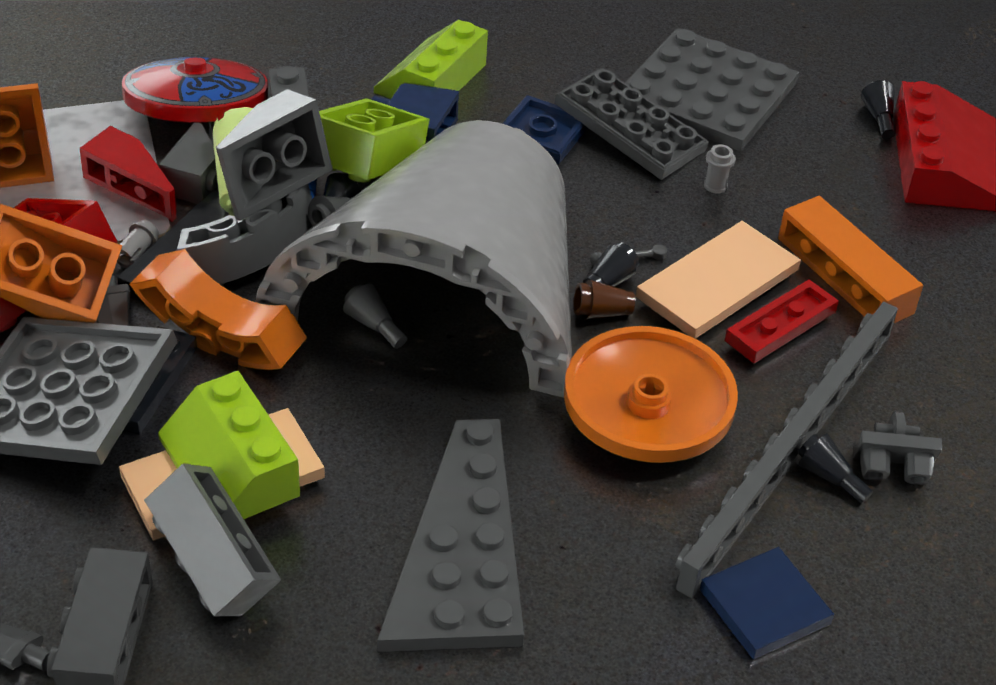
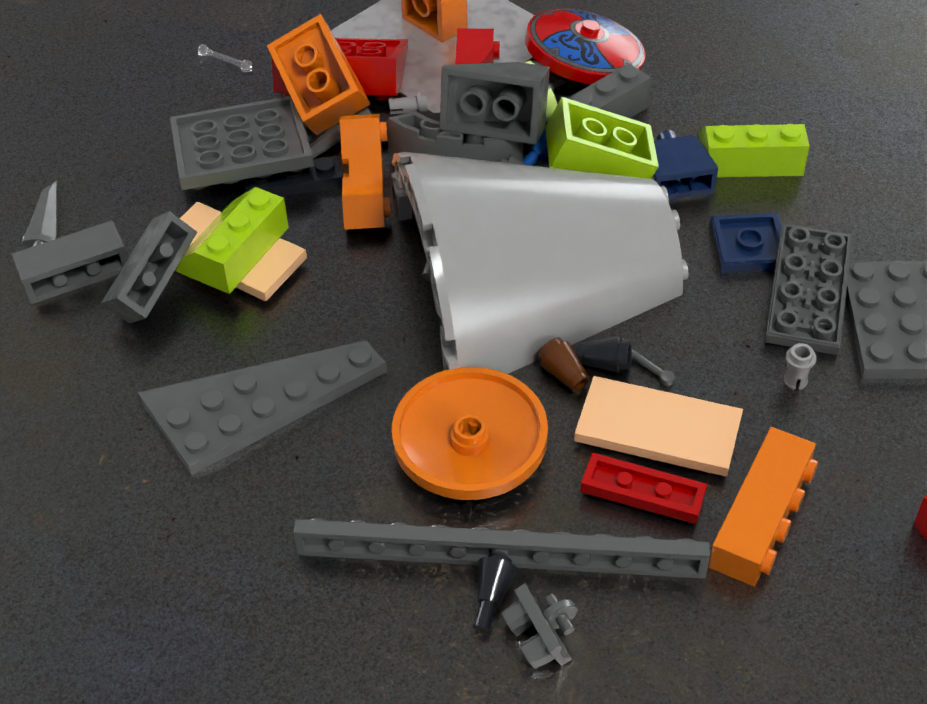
camera: 65 degrees right, 5 degrees up
(766, 602) = (317, 600): dark blue tile -> none

